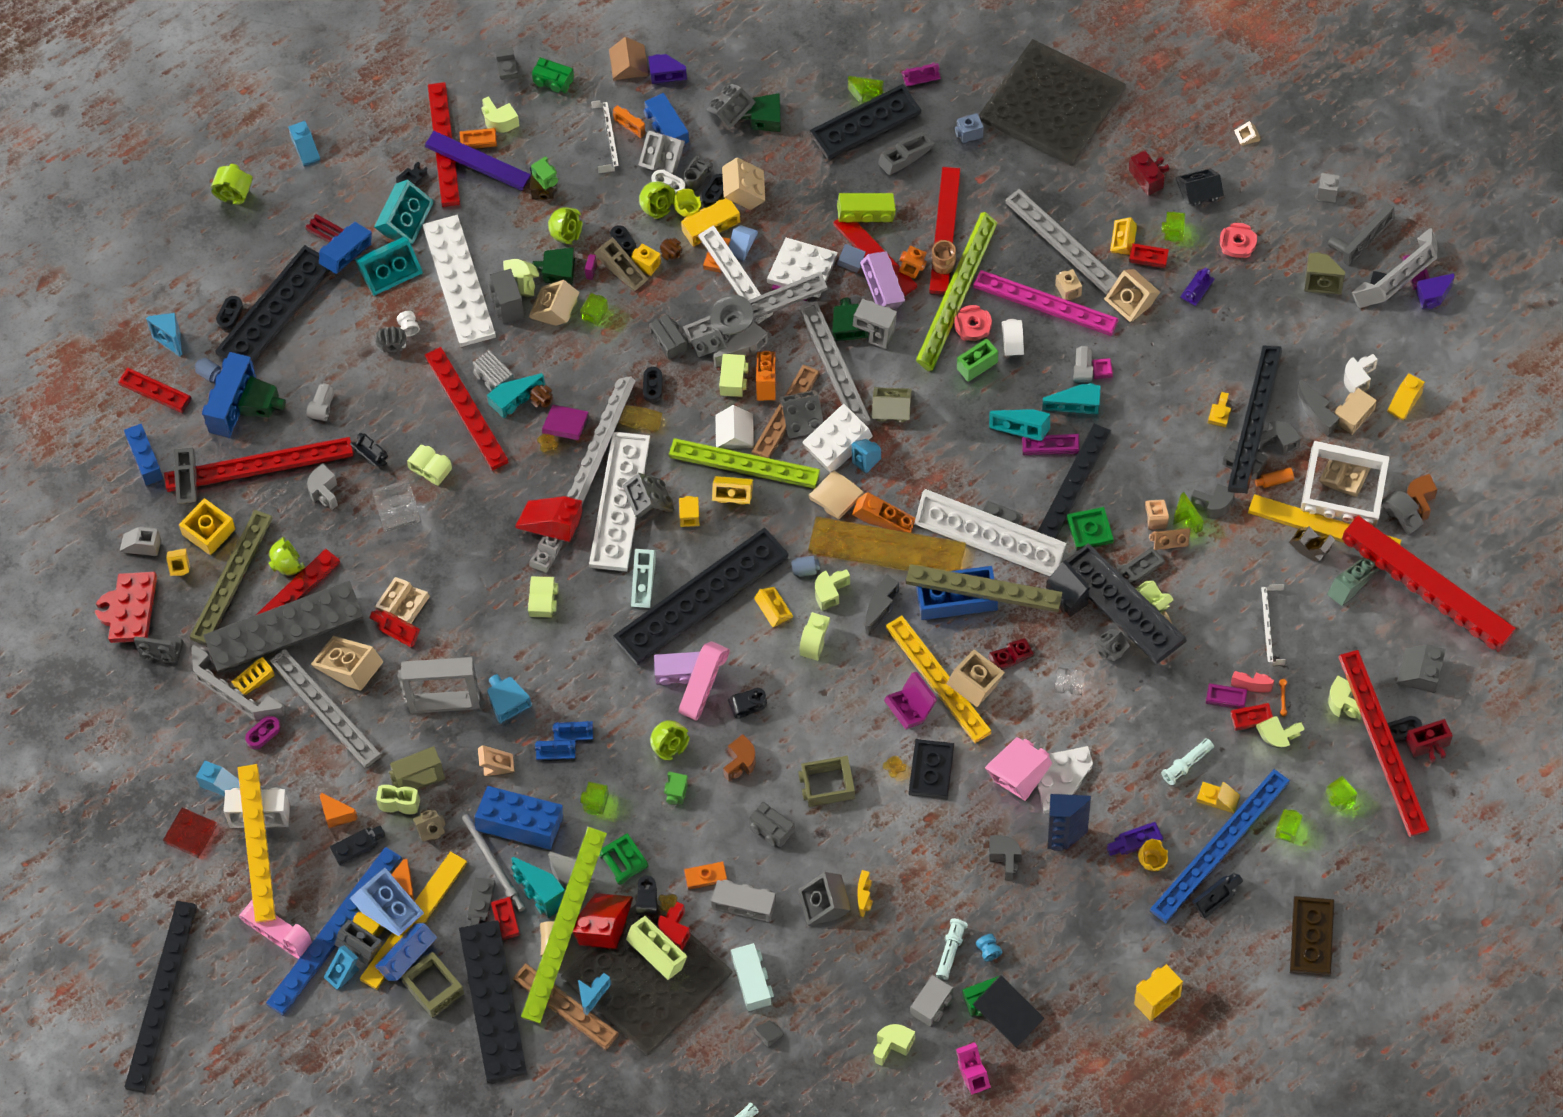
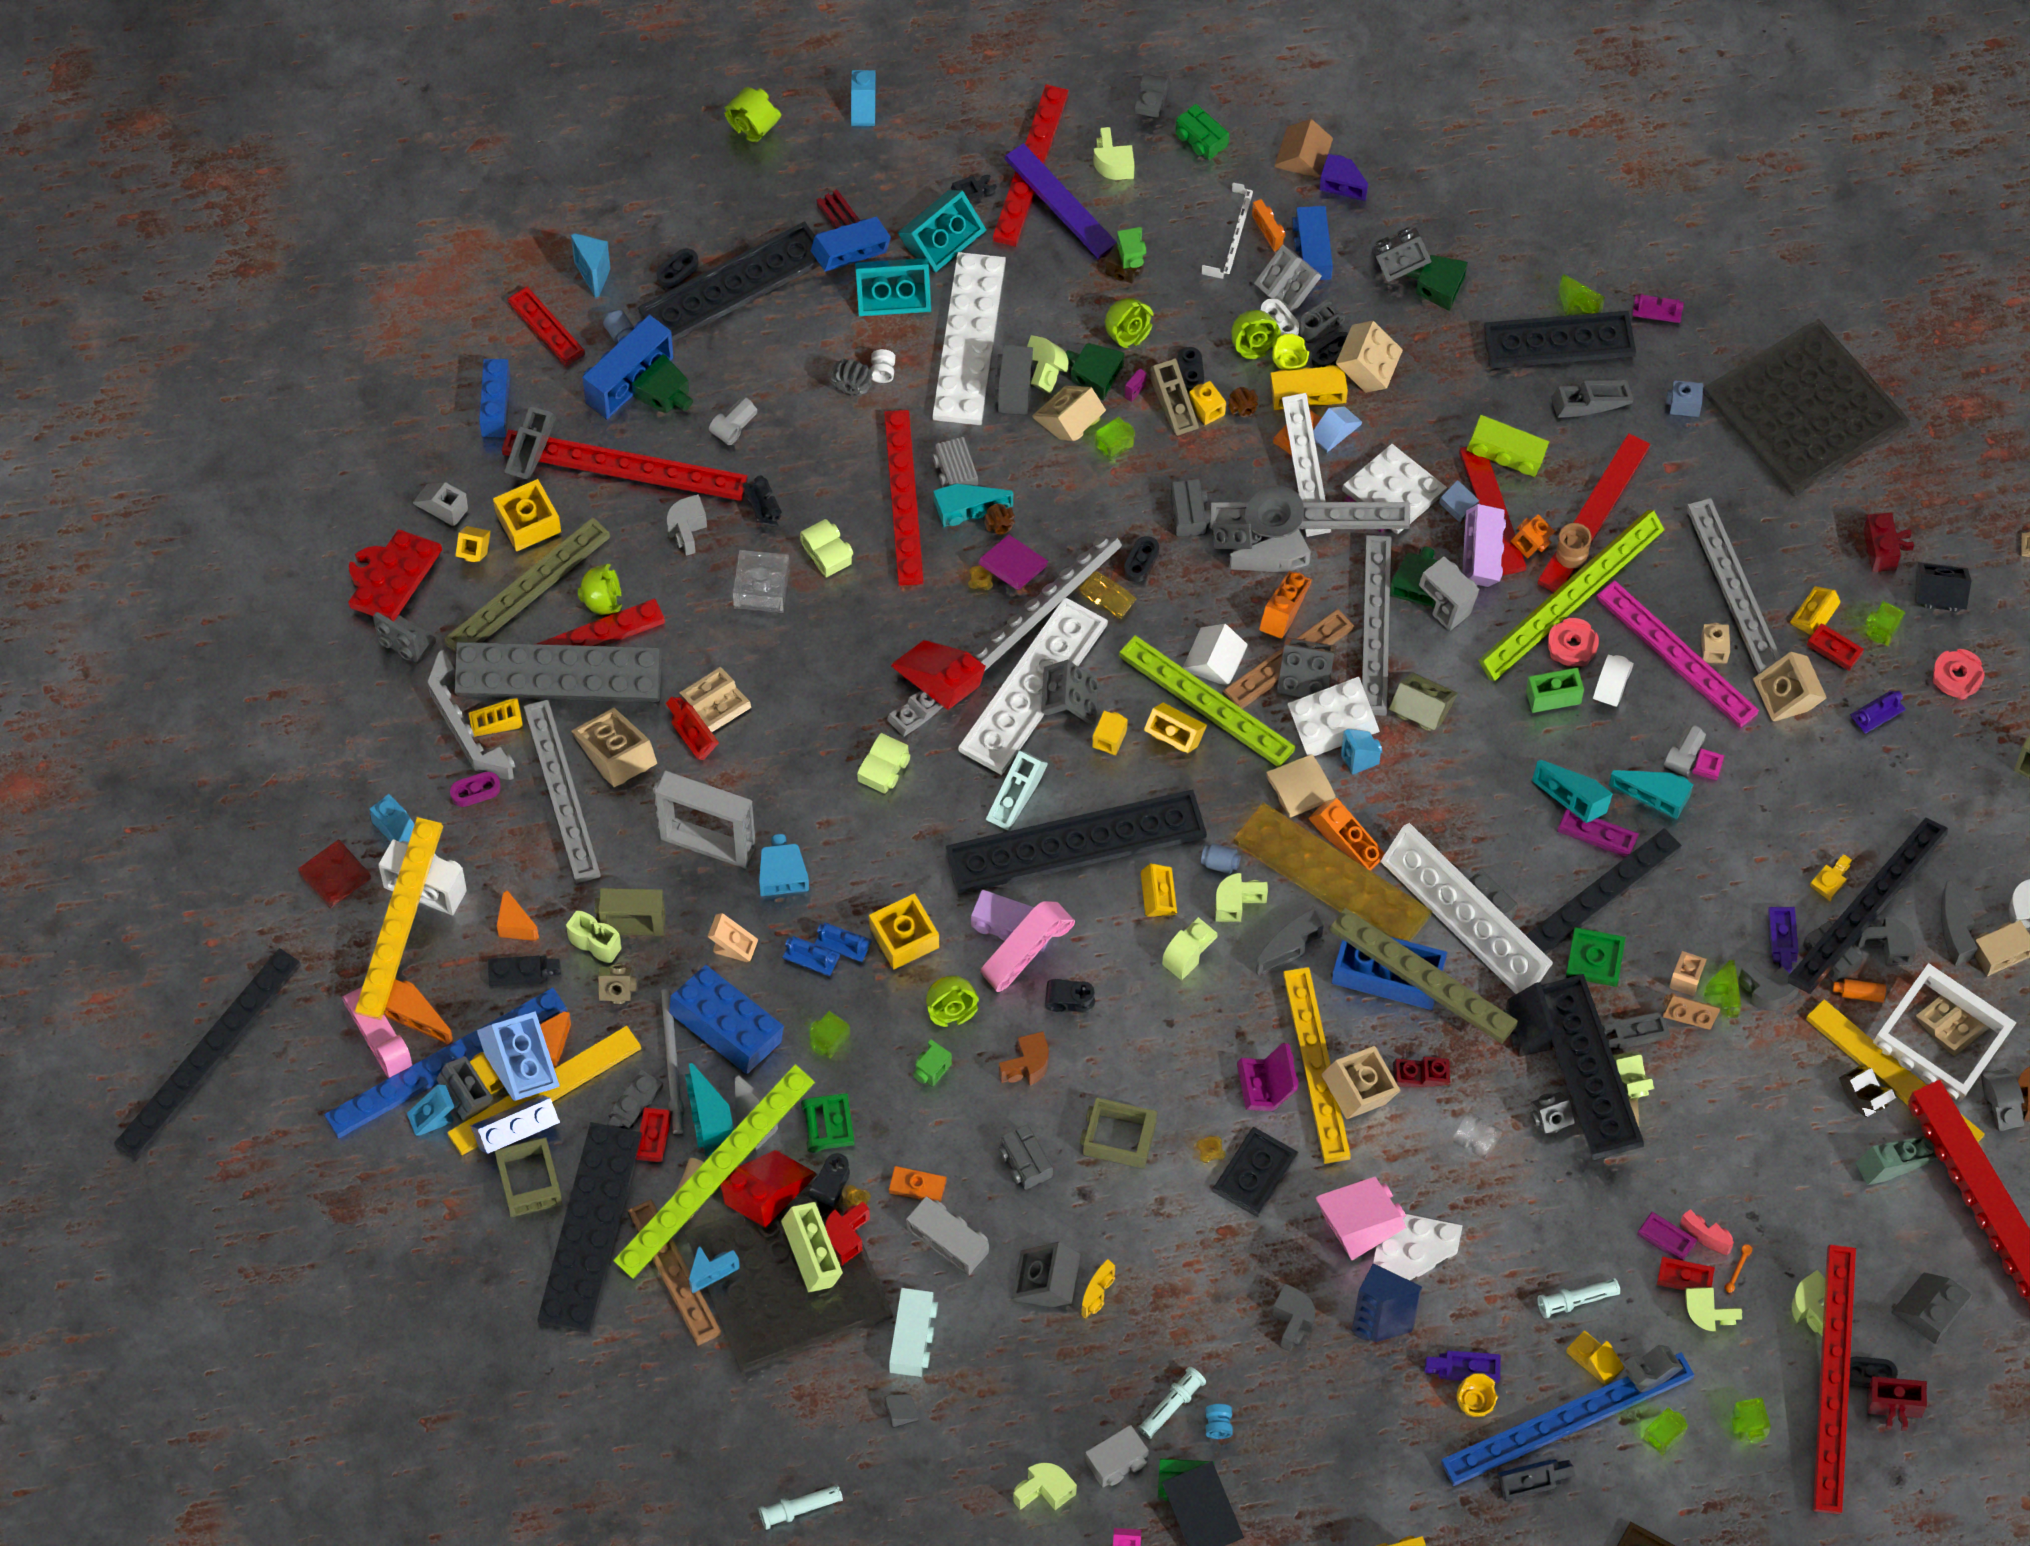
camera: 20 degrees right, 0 degrees up
(293, 903) = (411, 1009): none -> orange slope
(479, 138) = (1076, 174): orange plate -> none
(613, 705) = (904, 931): none -> yellow brick
(733, 374) = (1243, 587): yellowish green brick -> none
(1207, 463) = (1783, 936): none -> dark purple hinge
(1262, 787) = (1652, 1368): none -> dark grey brick
(1274, 587) = (1789, 1125): white piece -> none

